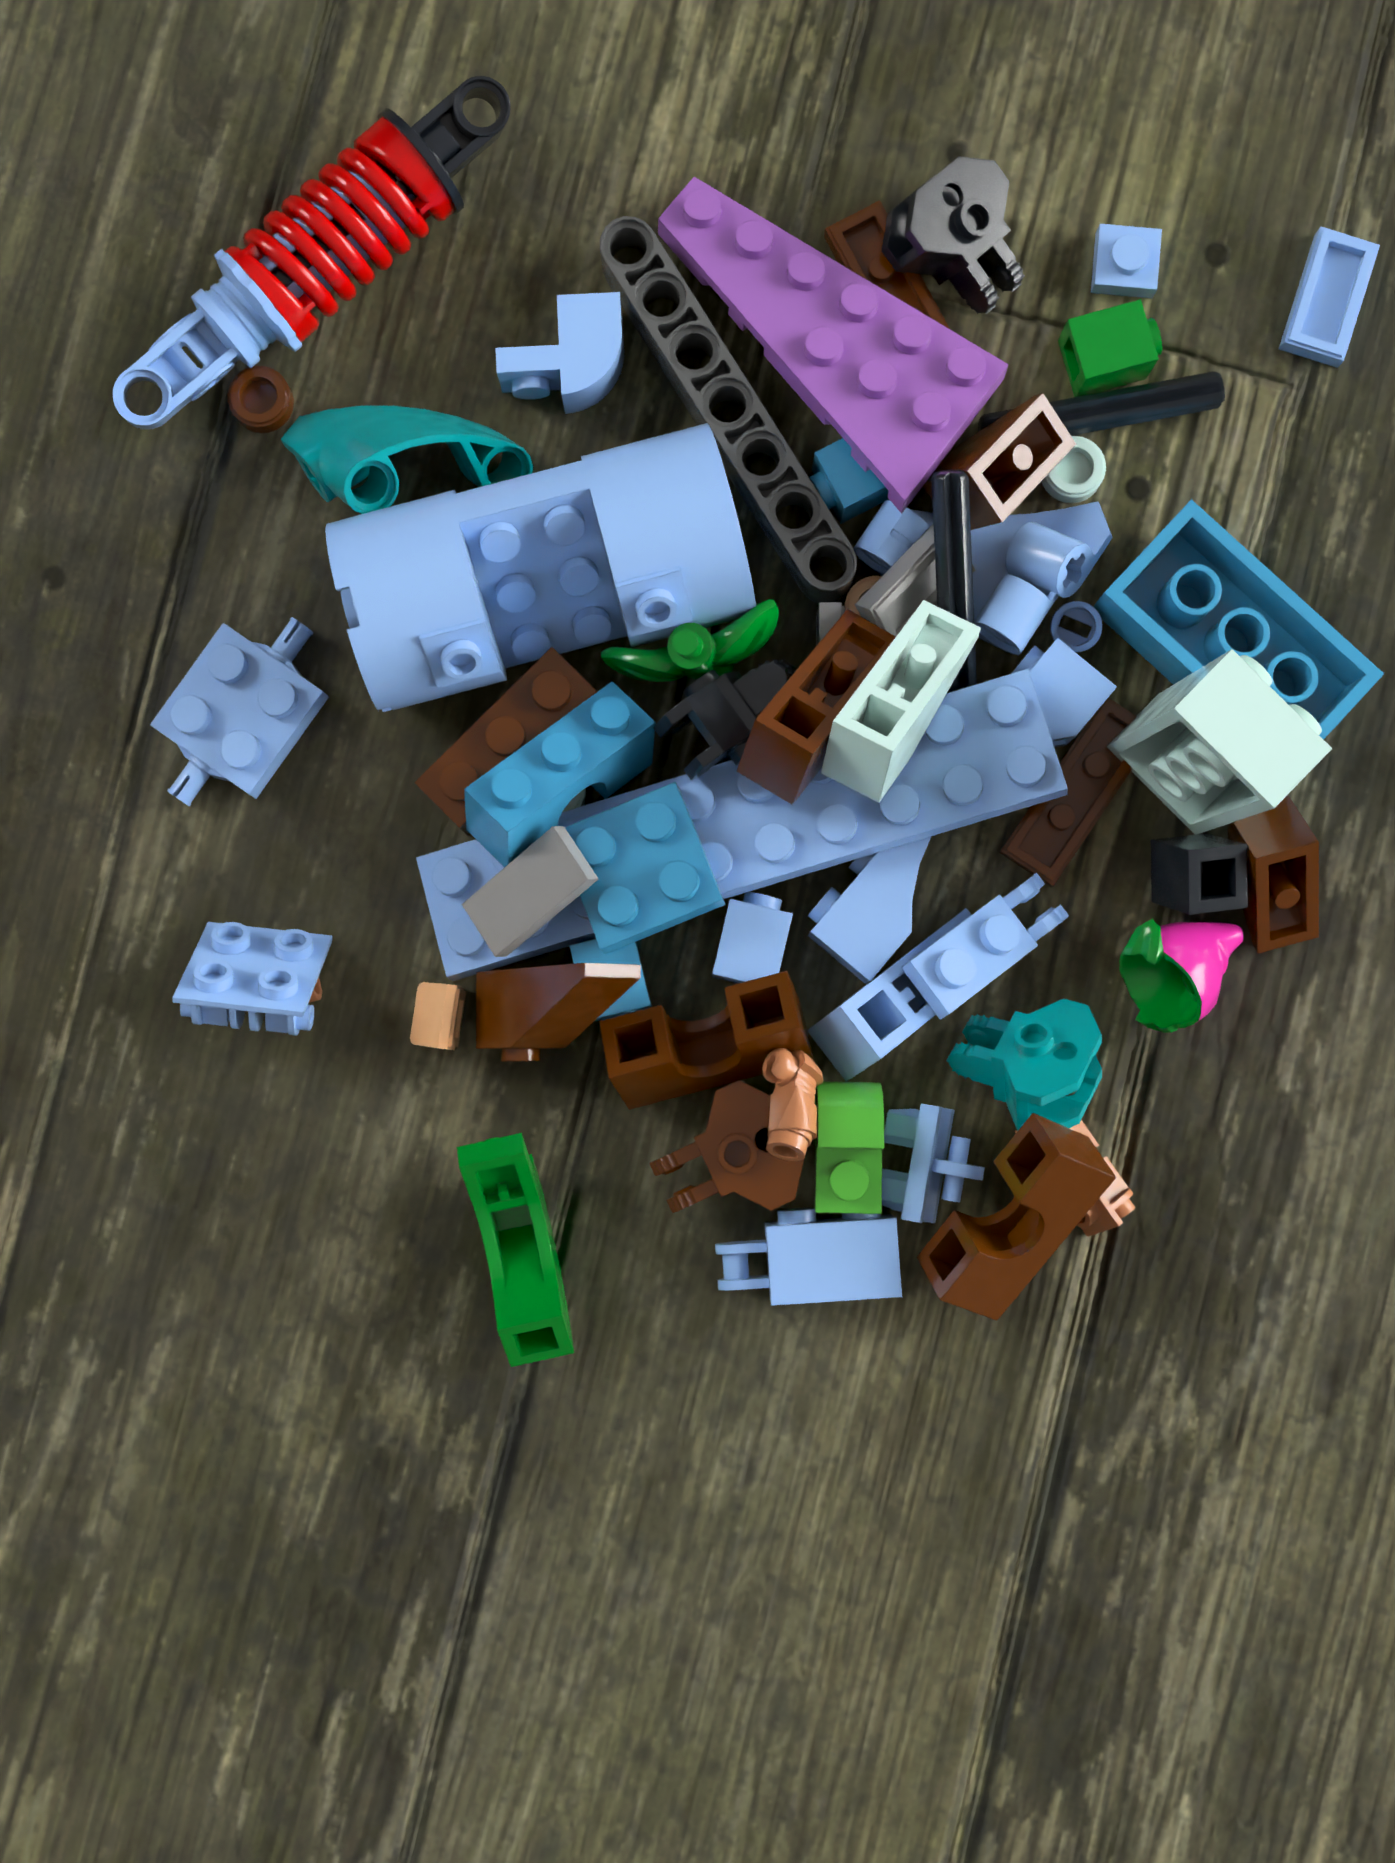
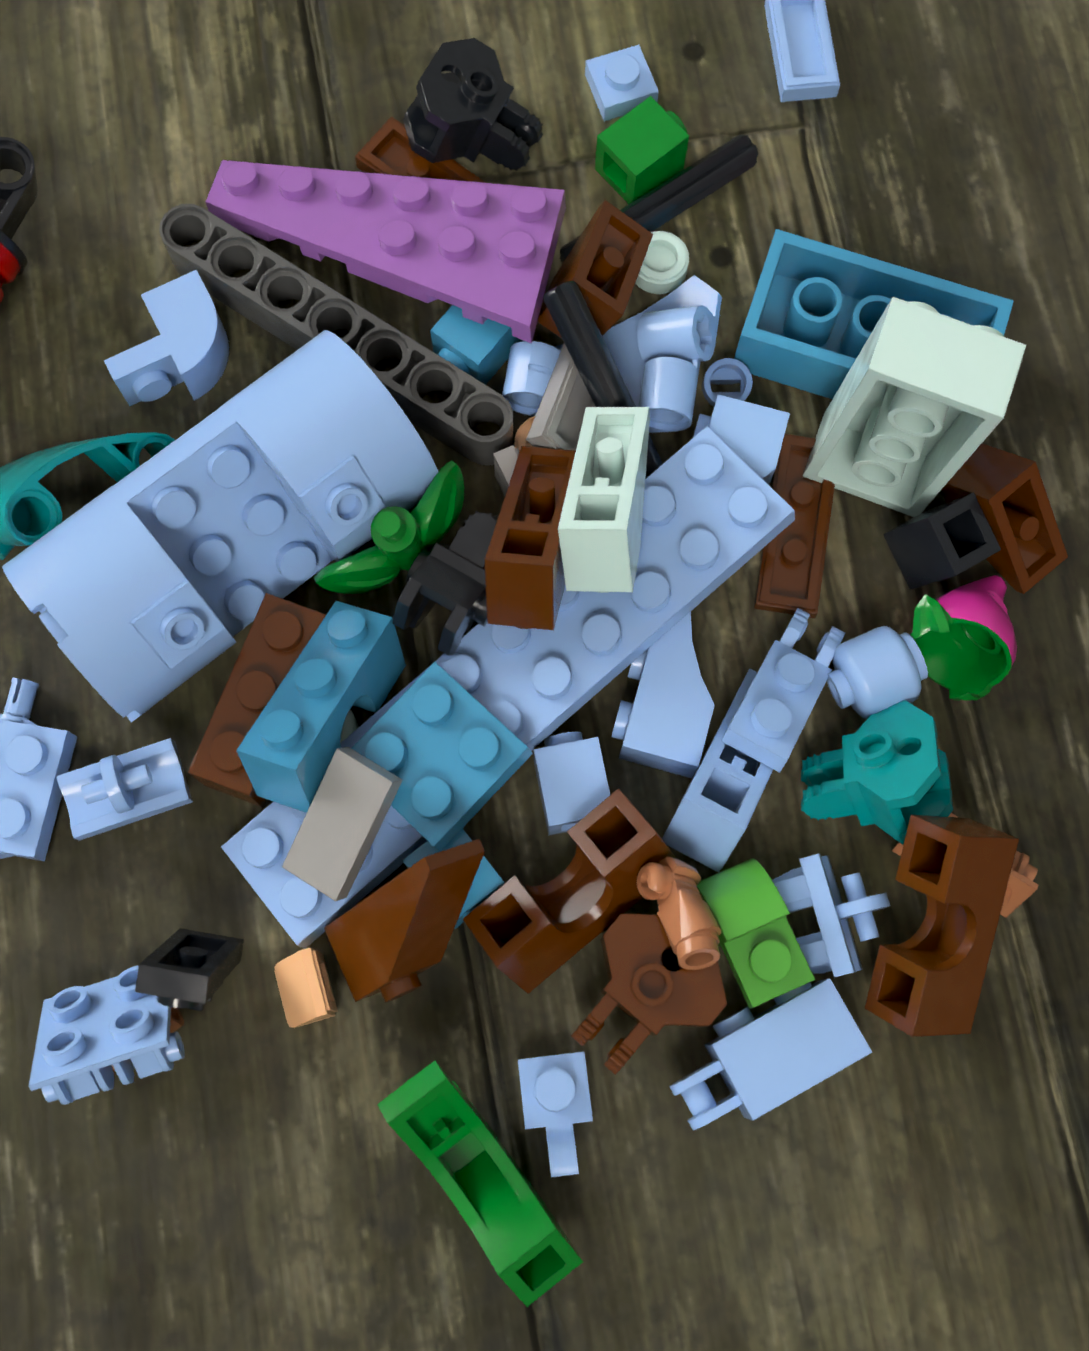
camera: 30 degrees left, 10 degrees down
(346, 955) = (188, 968): none -> black hinge
(352, 768) = (124, 789): none -> light blue hips
(614, 1208) = (556, 1098): none -> light blue plate
(1078, 966) = (876, 671): none -> light blue head

